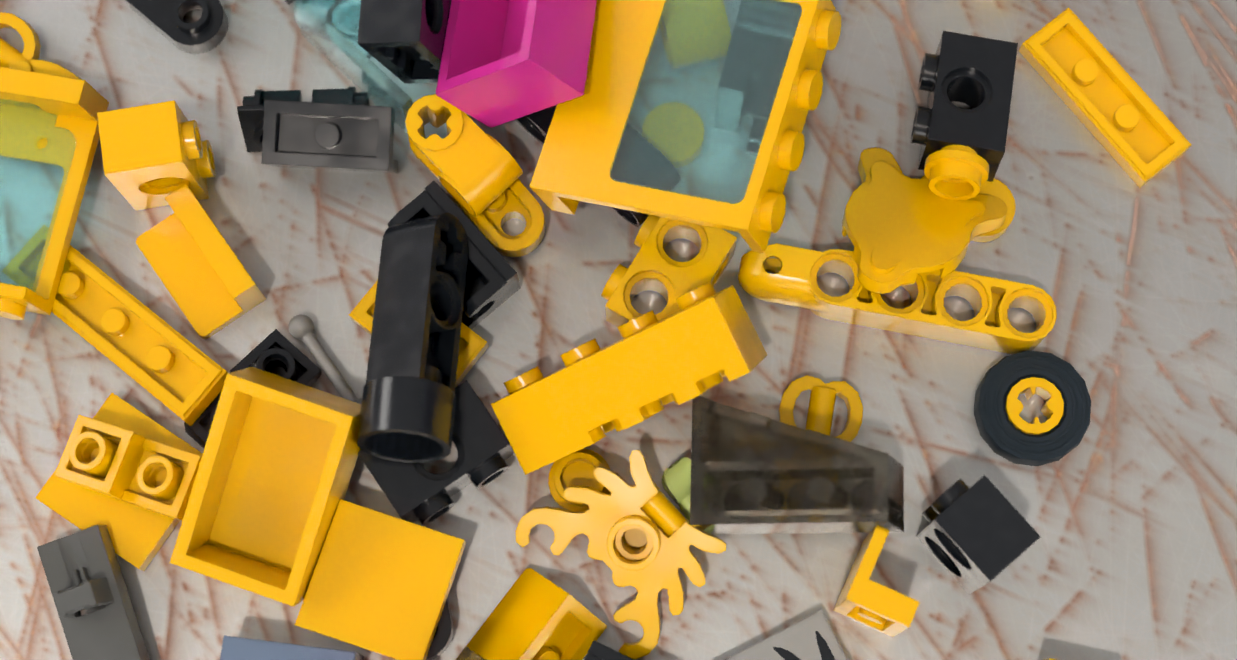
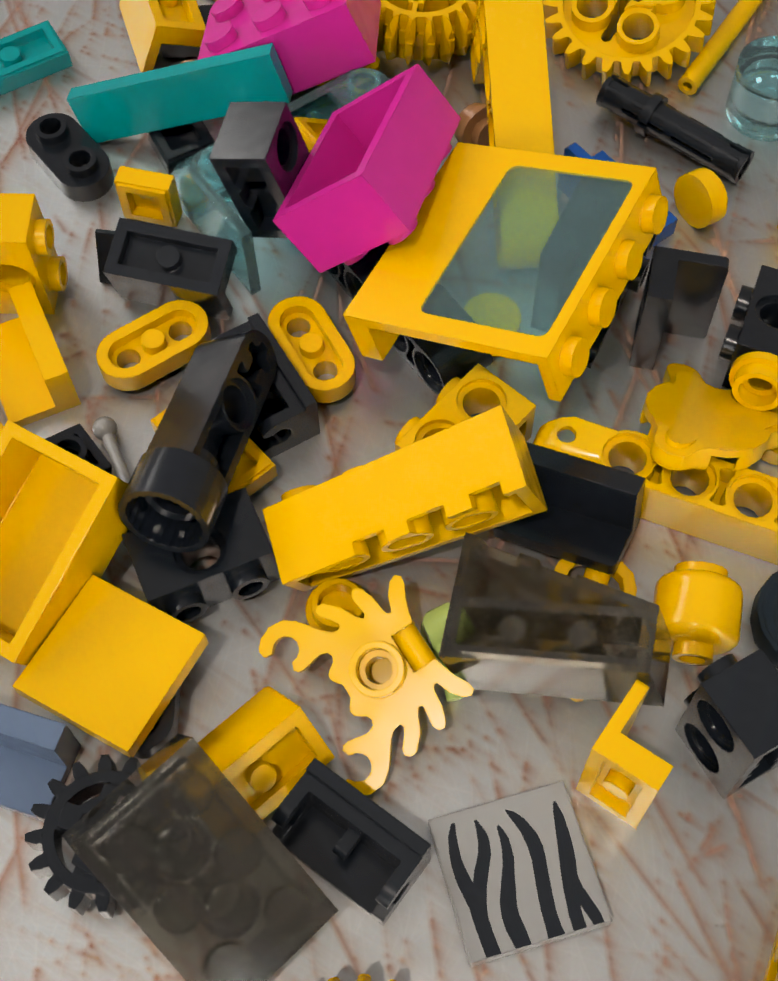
camera: 10 degrees right, 15 degrees down
(277, 46) = (148, 196): none -> yellow tile
(323, 221) = (152, 345): none -> yellow plate
(467, 161) = (286, 290): yellow piece -> none
(803, 336) = (588, 511): none -> black panel
(857, 83) = (676, 300): none -> black panel
(923, 424) = (700, 611): none -> yellow head

